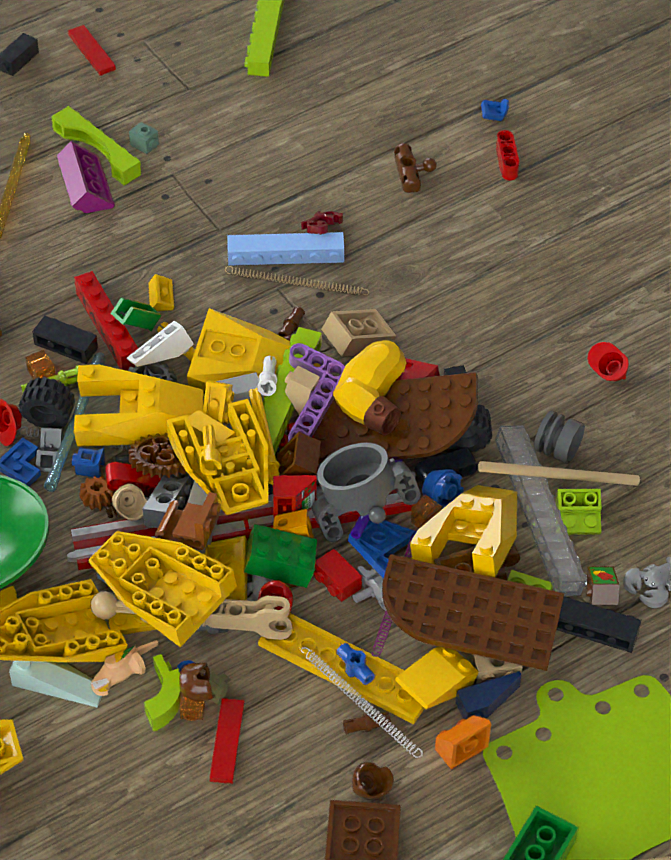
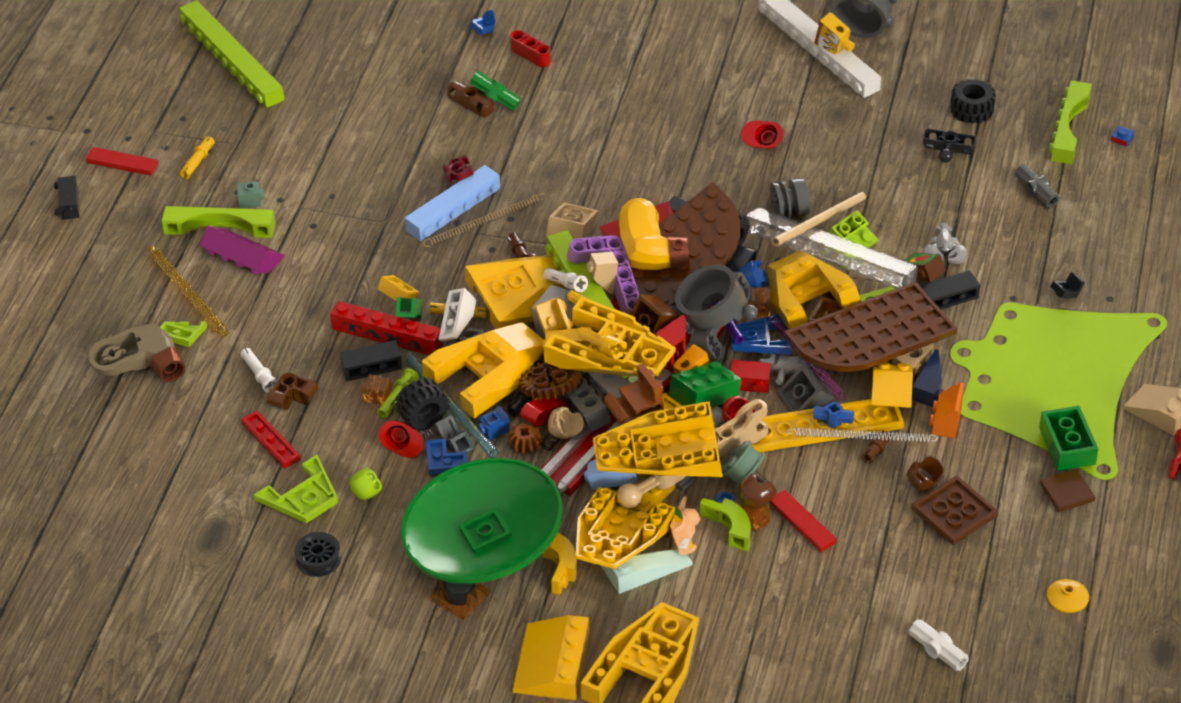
camera: 40 degrees left, 5 degrees down
(152, 79) = (200, 152): none -> yellow pin
(227, 652) = (743, 463): none -> sand green wheel
(363, 624) = (805, 390): none -> dark grey slope
(430, 173) = (495, 90): none -> green piece

